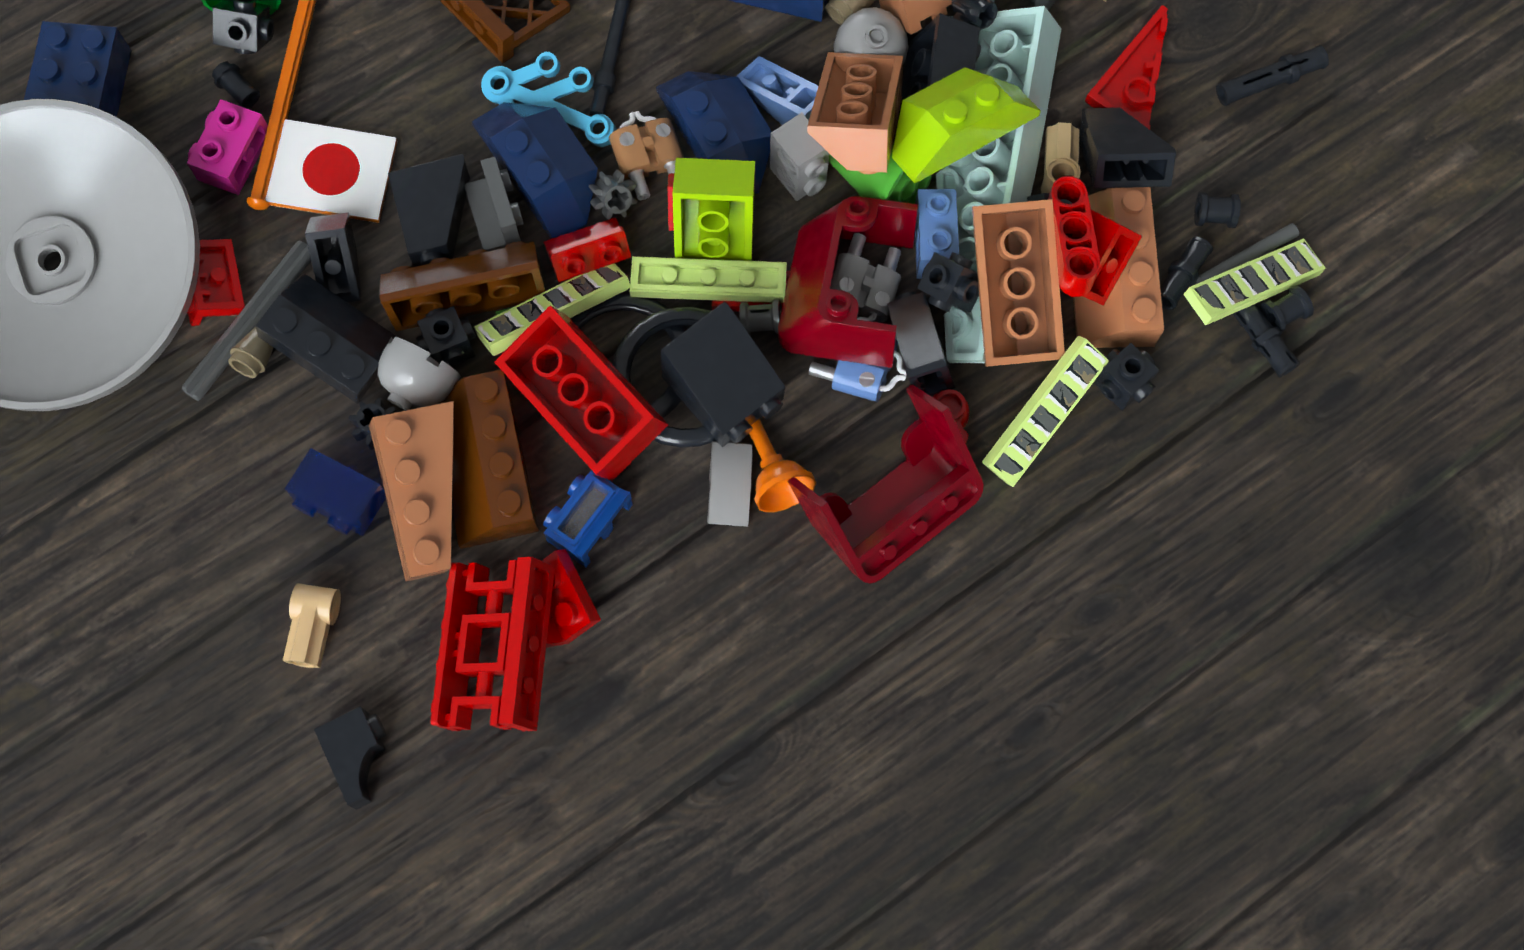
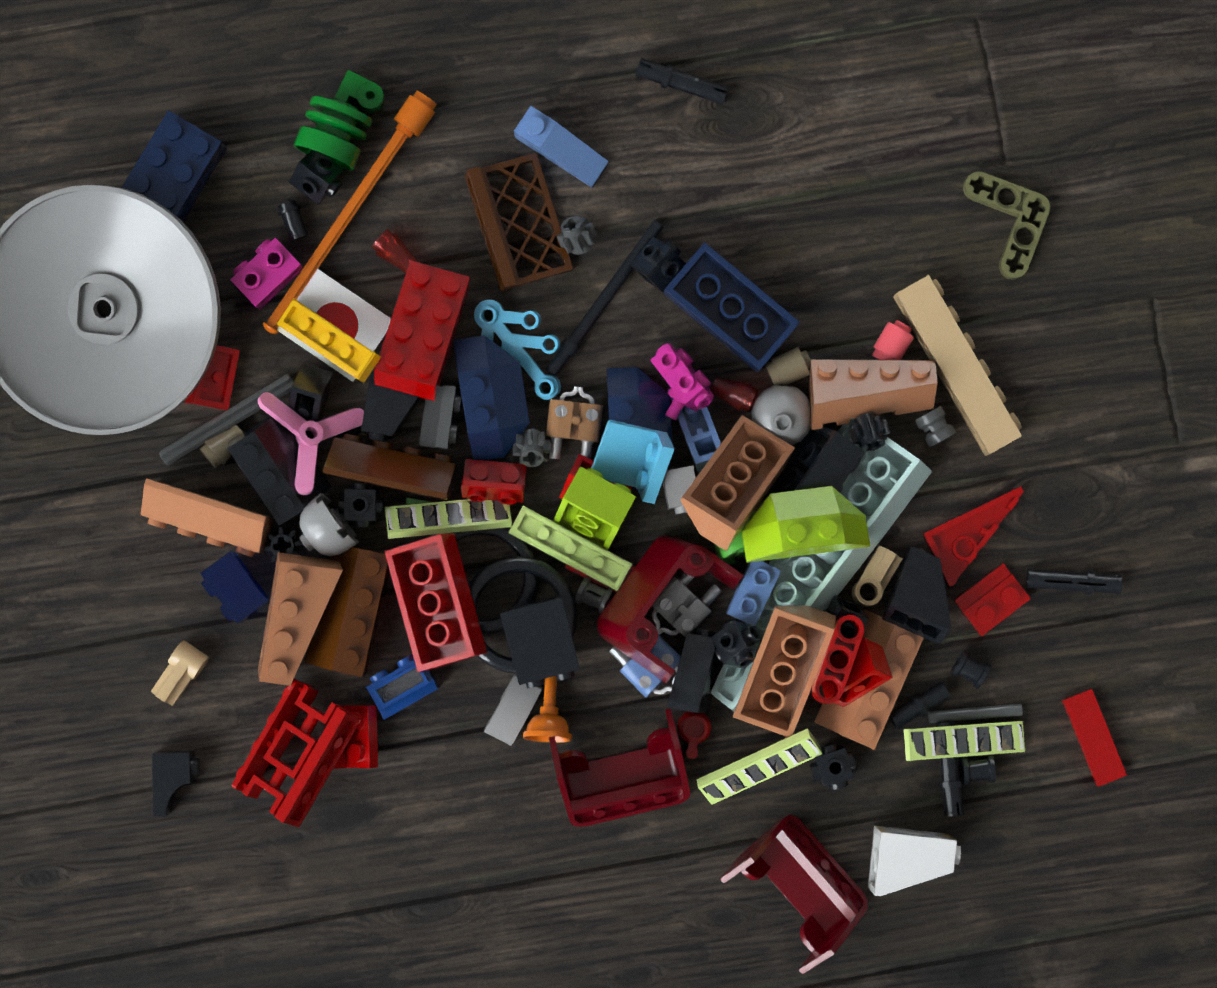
camera: 25 degrees right, 15 degrees up
(264, 425) = (205, 516): none -> nougat slope
(327, 167) = (328, 340): none -> yellow tile
(350, 285) = (308, 447): none -> bright pink piece
(361, 66) = (393, 250): none -> clear red cone
(429, 120) = (422, 330): none -> red brick
(733, 130) = (634, 457): none -> medium azure bracket
(746, 49) = (686, 385): none -> dark pink brick
(807, 47) = (735, 393): none -> clear red cone
(1171, 521) = (809, 881): none -> dark red windscreen
(1199, 132) = (992, 599): none -> red plate
(1265, 427) = (909, 858): none -> white slope
(1389, 223) = (1094, 737): none -> red tile

